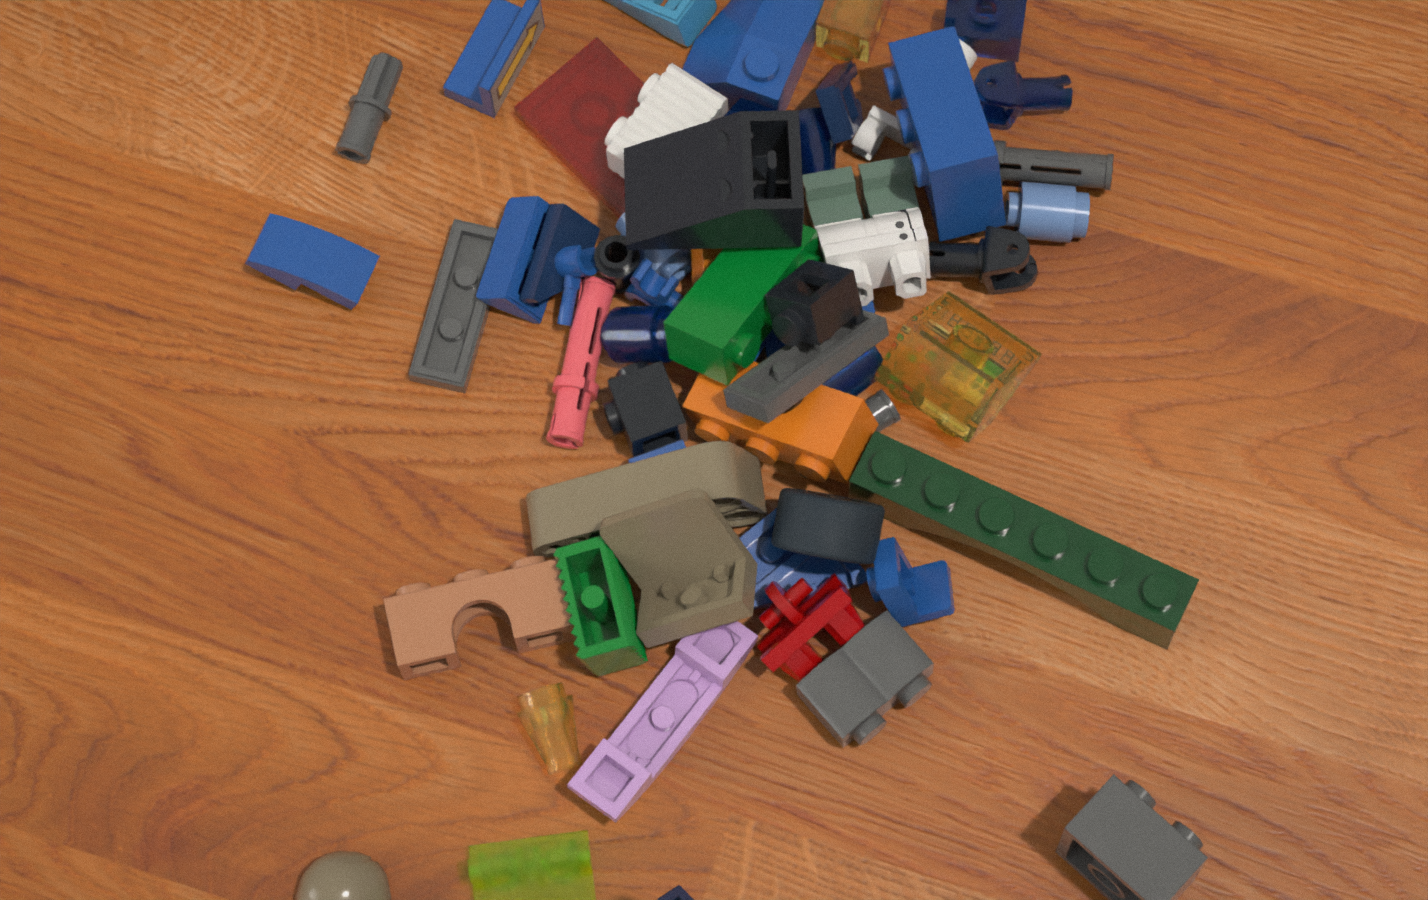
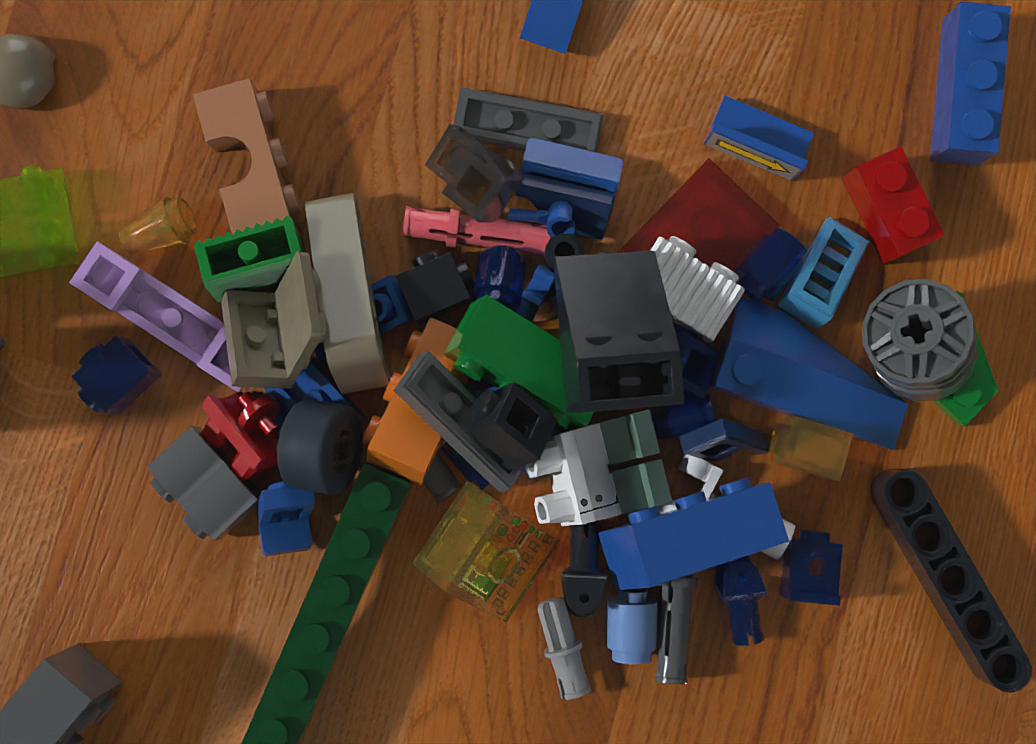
camera: 80 degrees right, 15 degrees up
(369, 108) = (703, 35): dark grey axle -> none
(516, 351) = (474, 174): none -> clear smoke brick
(641, 44) = (770, 265): none -> clear blue brick
(730, 782) = (114, 375): none -> clear blue brick
(1072, 288) = (563, 649): none -> light grey axle

